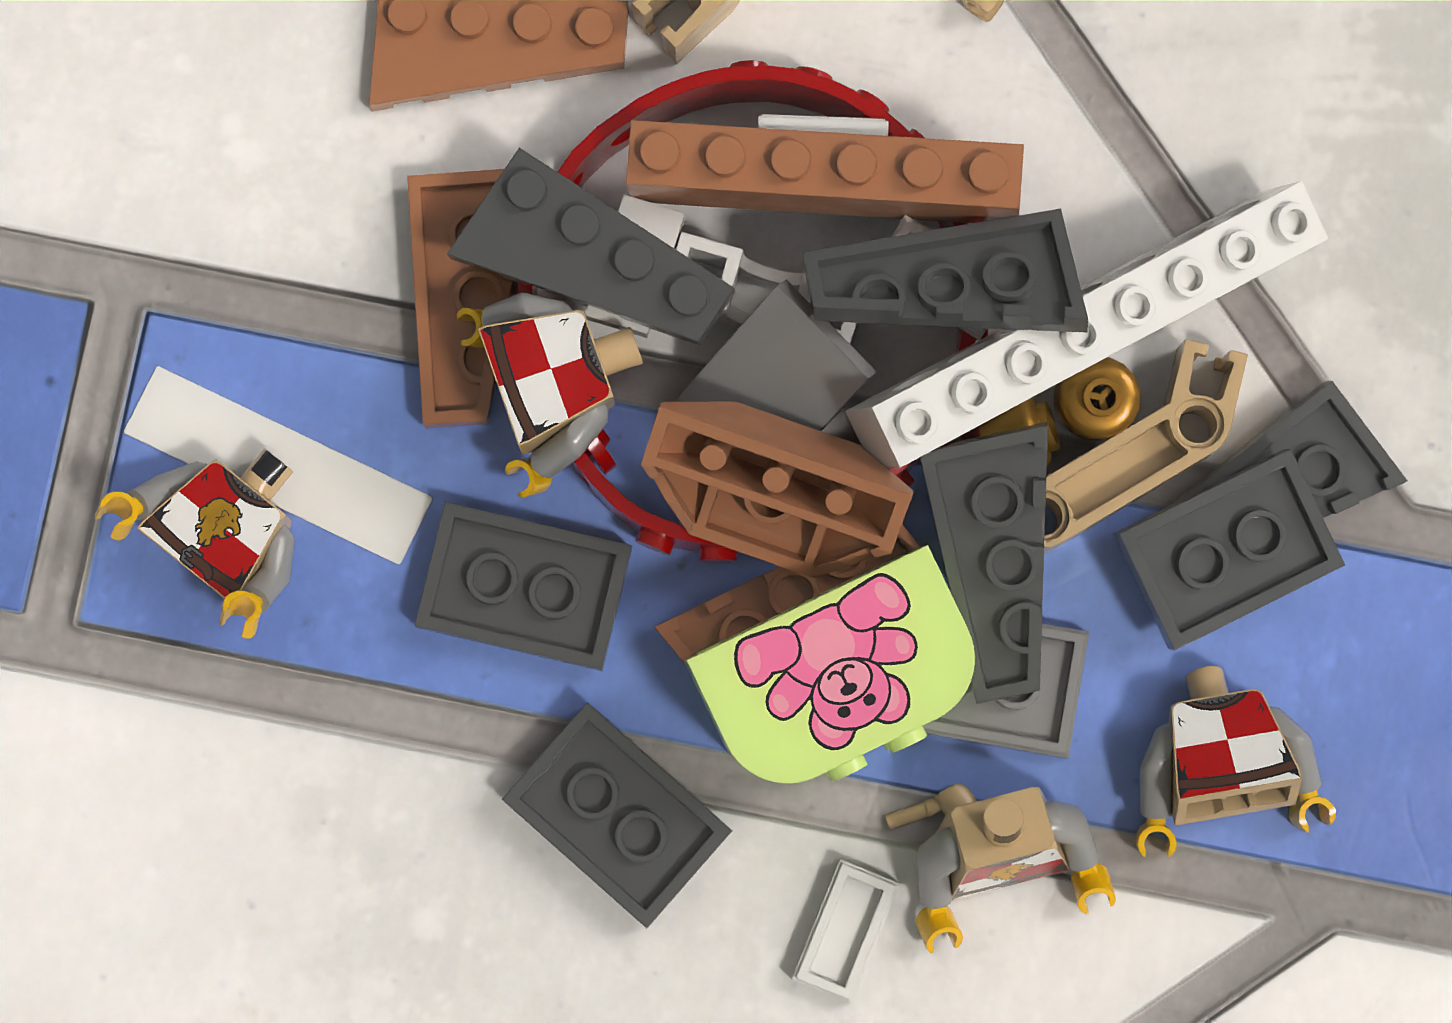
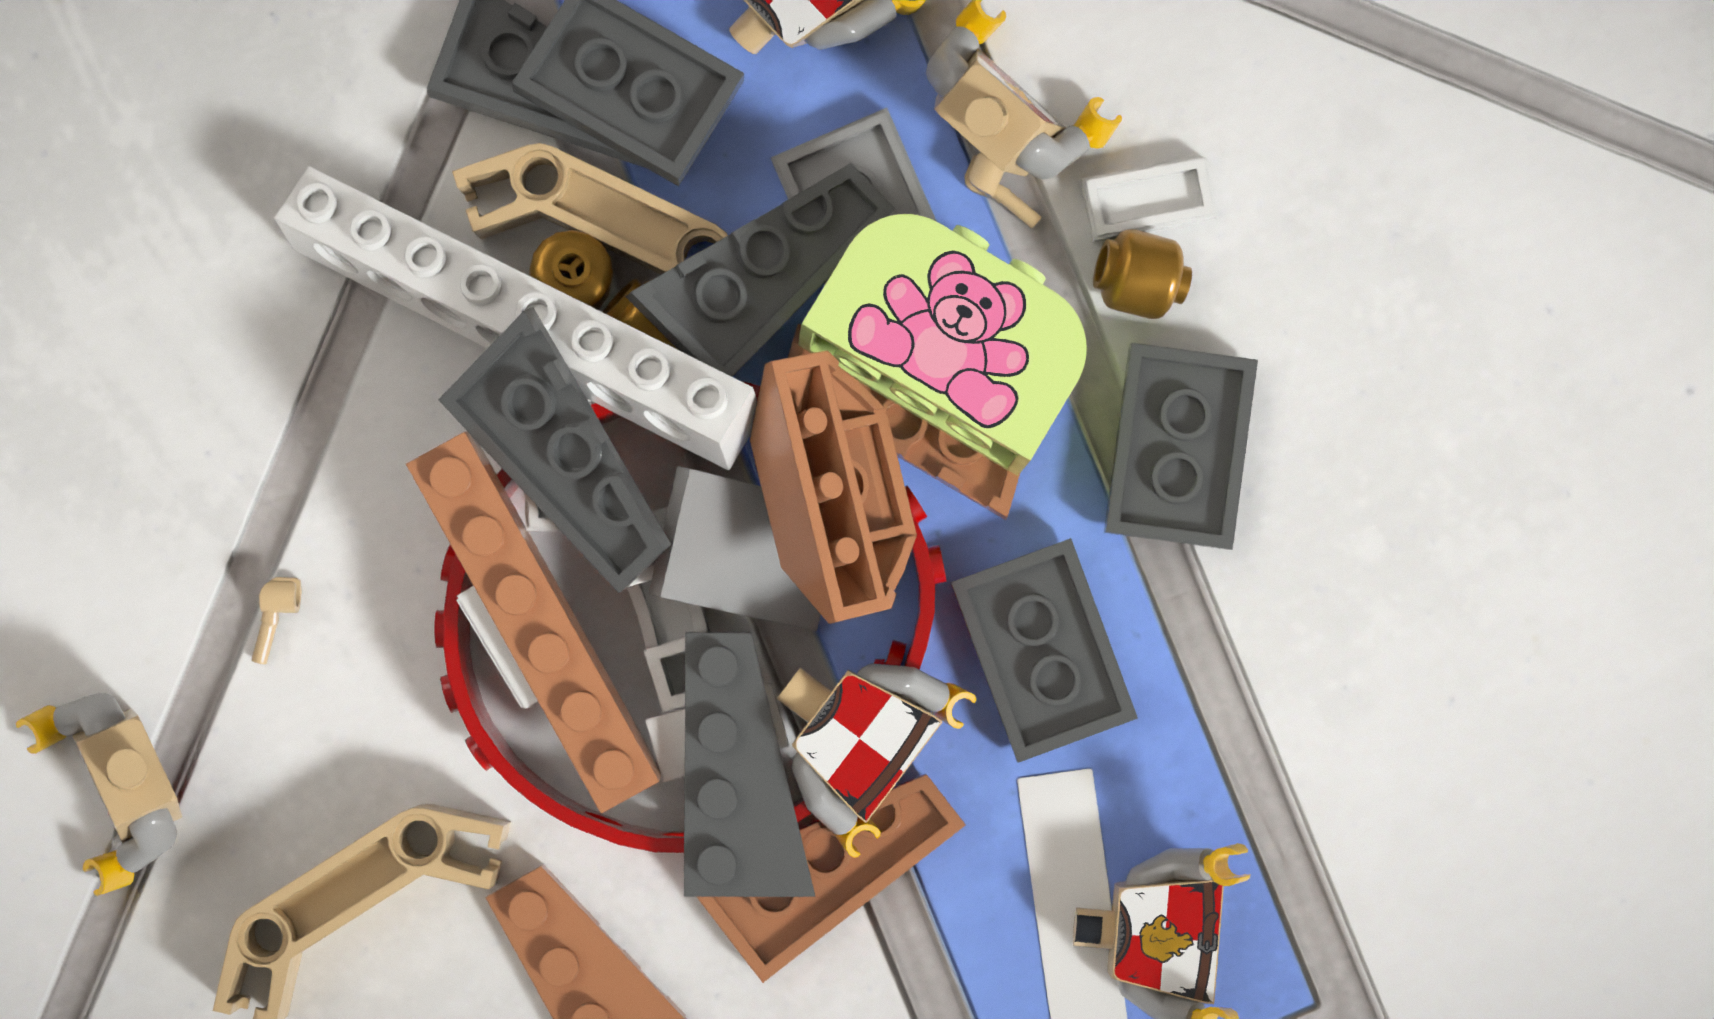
camera: 120 degrees left, 5 degrees up
(784, 878) = (1141, 274): none -> pearl gold head

